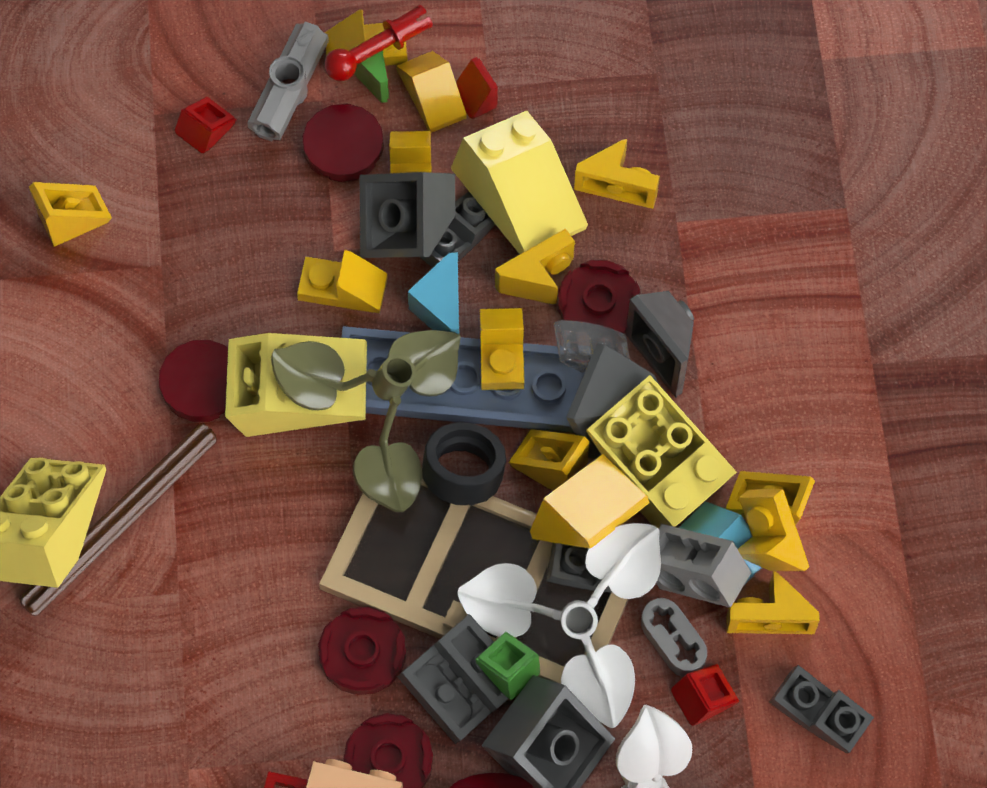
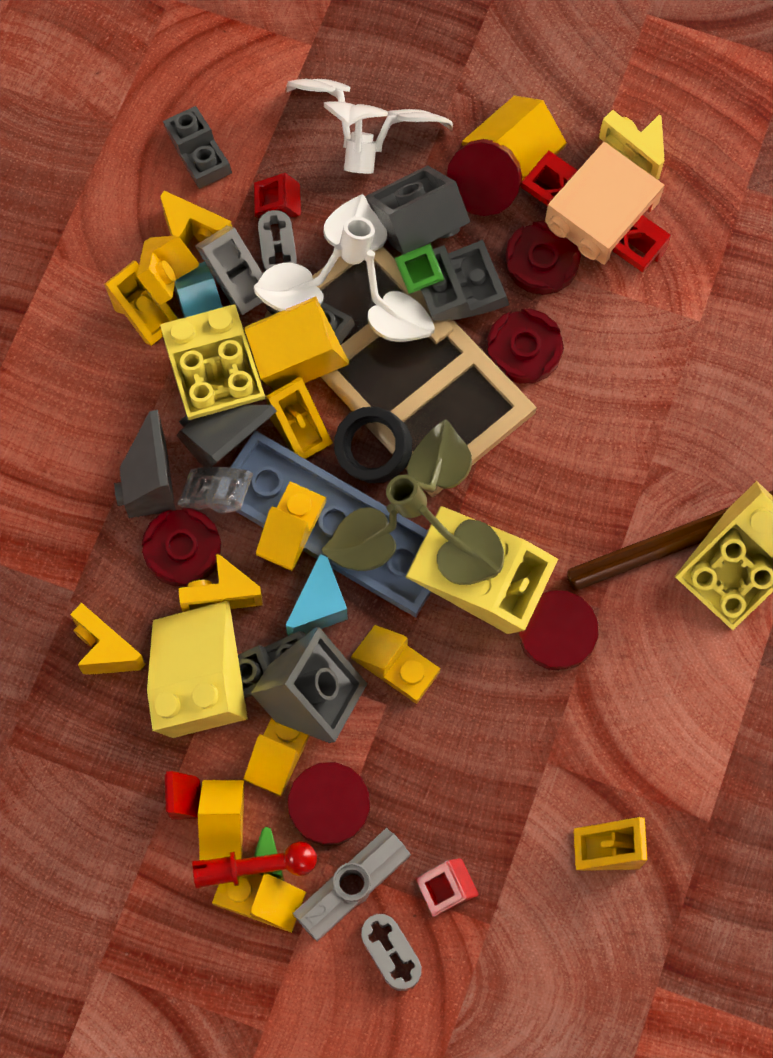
camera: 155 degrees left, 5 degrees up
(232, 47) = (382, 957): none -> light grey beam

